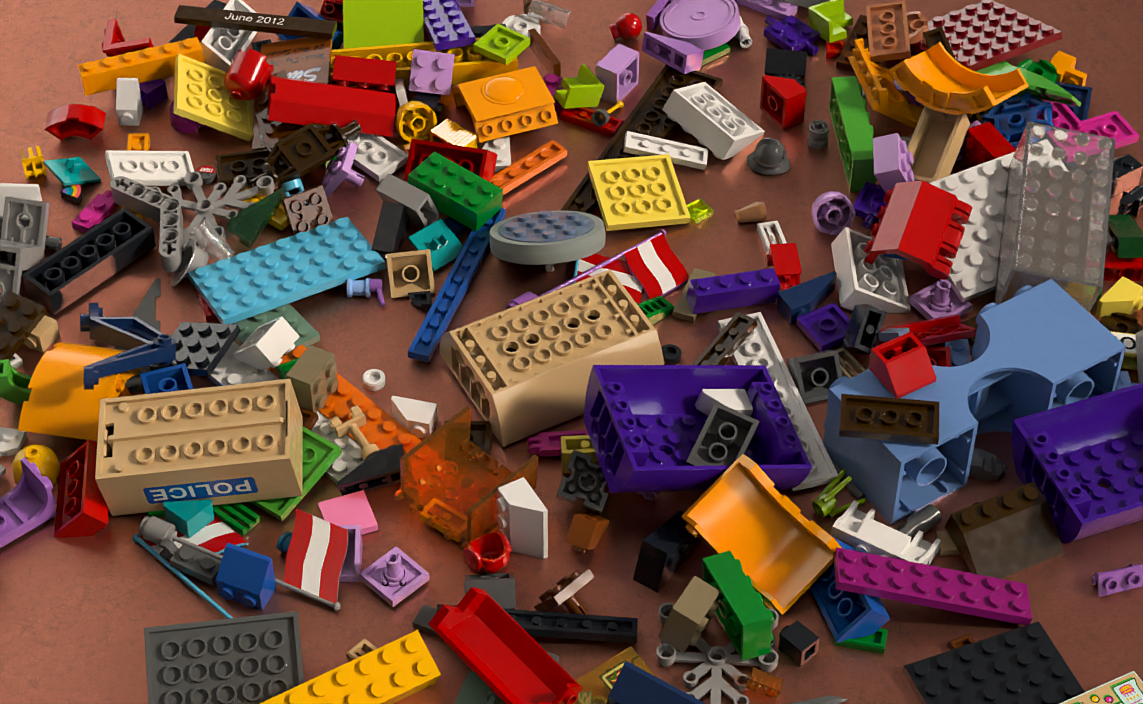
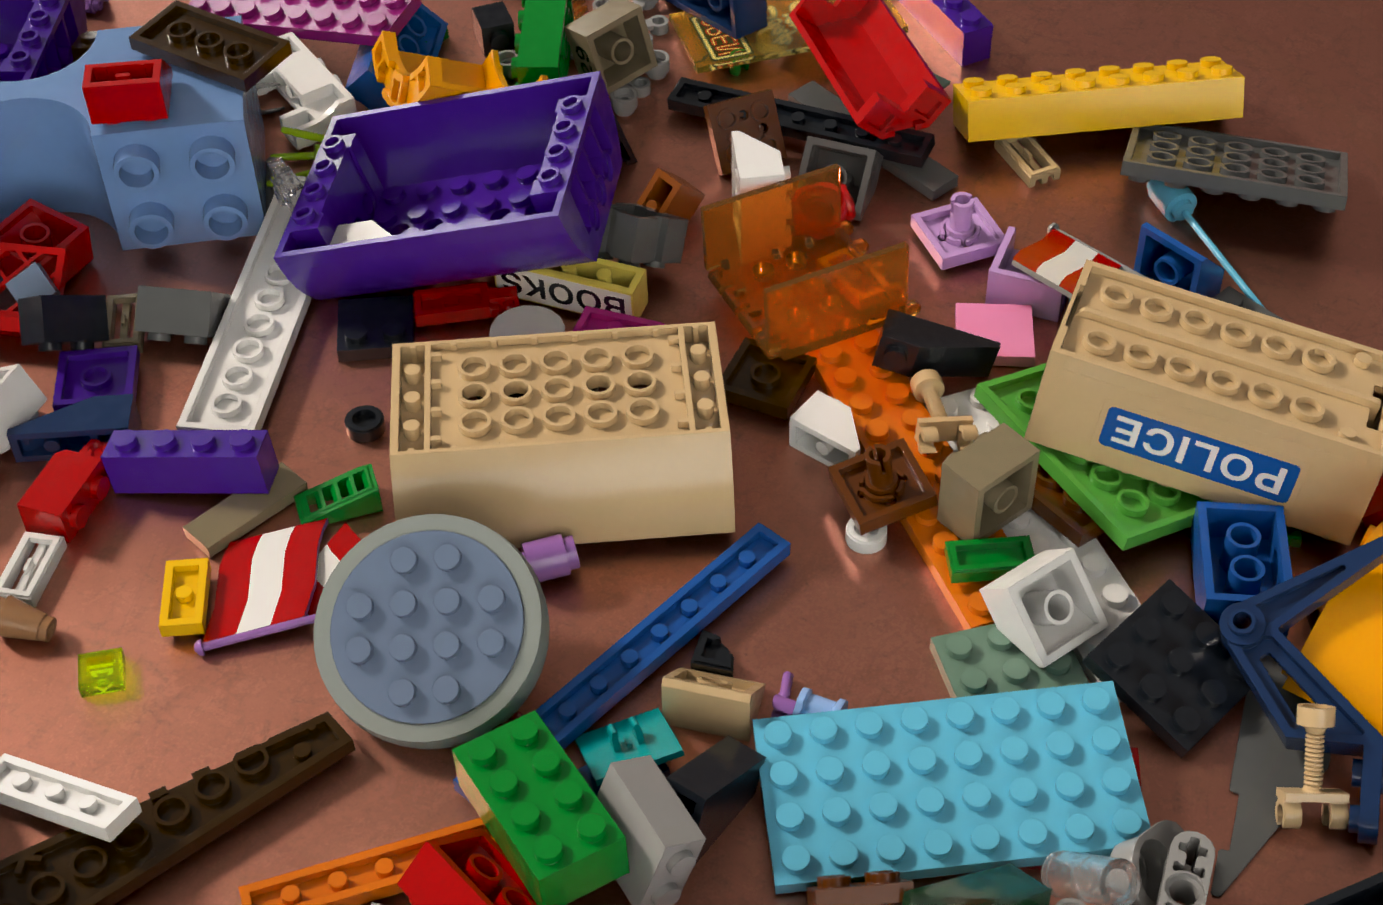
camera: 155 degrees left, 0 degrees up
(122, 311) = (1334, 810): none -> tan bar
(371, 379) = (881, 479): none -> reddish brown plate
(638, 192) = (184, 719): light yellow plate -> none
(686, 245) = (185, 597): none -> yellow plate
(723, 437) = (414, 195): dark grey slope -> none
(727, 340) = (292, 373): dark brown plate -> none
(817, 451) = (285, 182): none -> clear plate

